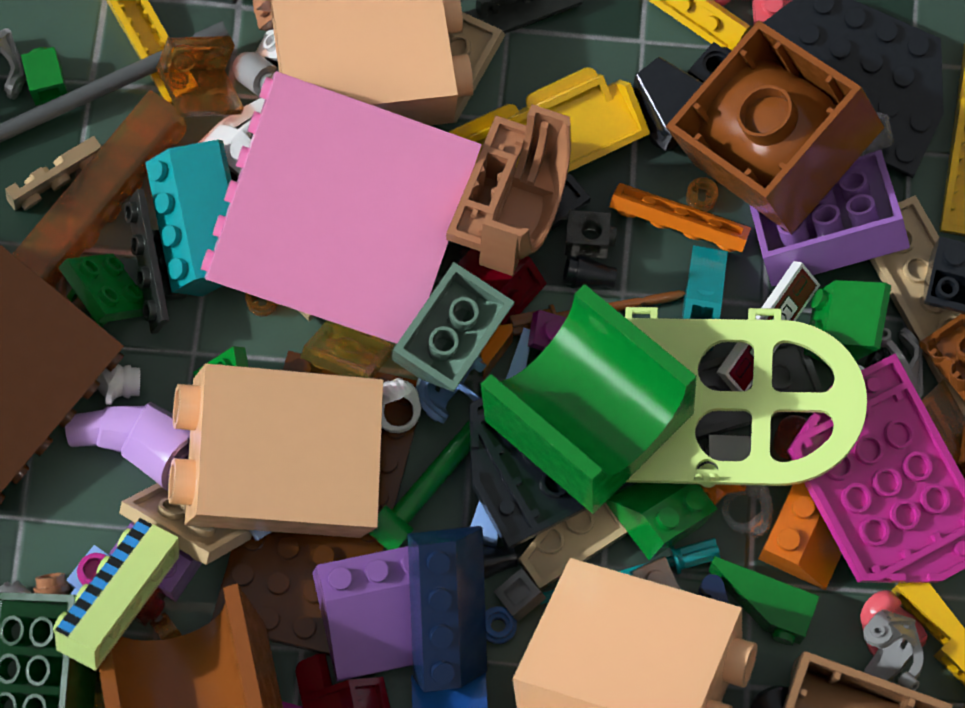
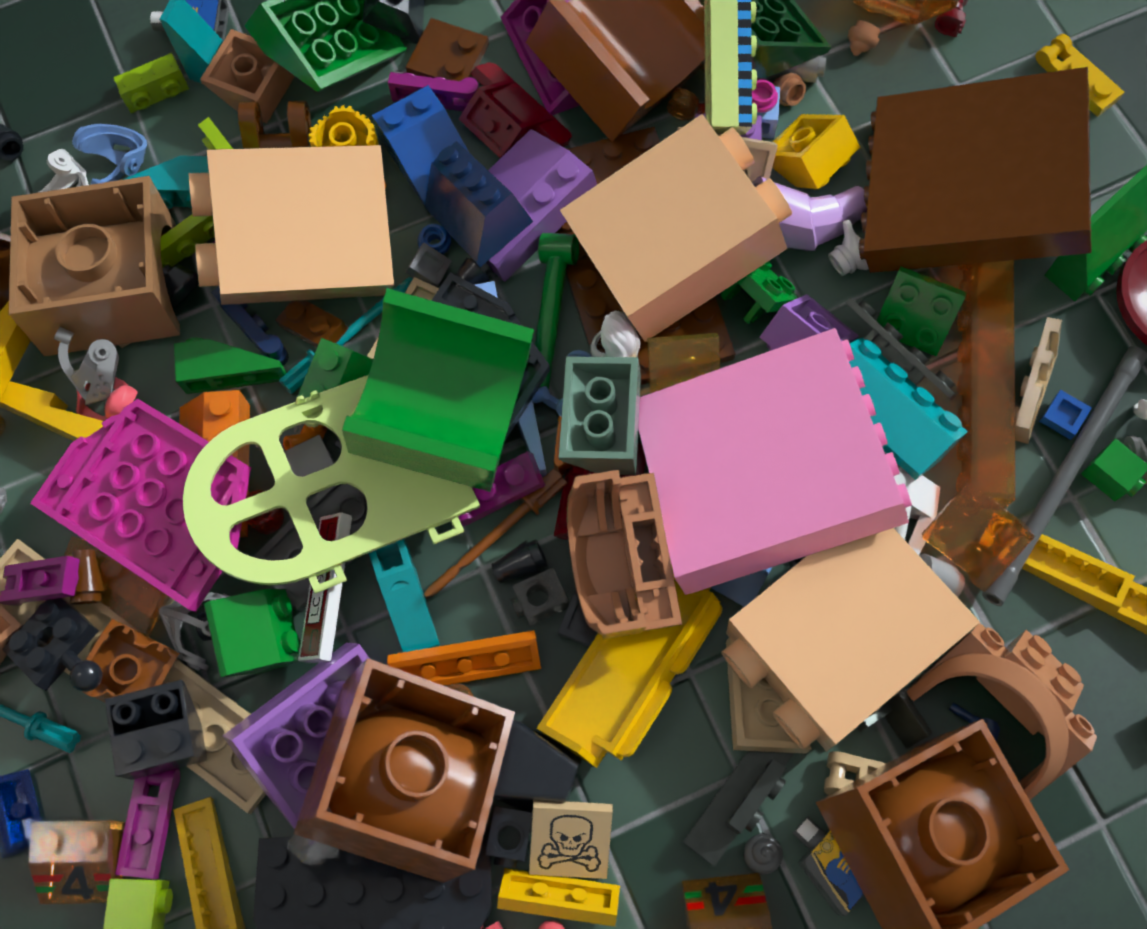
camera: 155 degrees right, 0 degrees up
(46, 142) = (1065, 414): none -> blue plate
(79, 508) = (814, 149): none -> yellow slope
(210, 324) = (802, 320): none -> medium lavender slope
(669, 39) = (570, 839): none -> tan tile

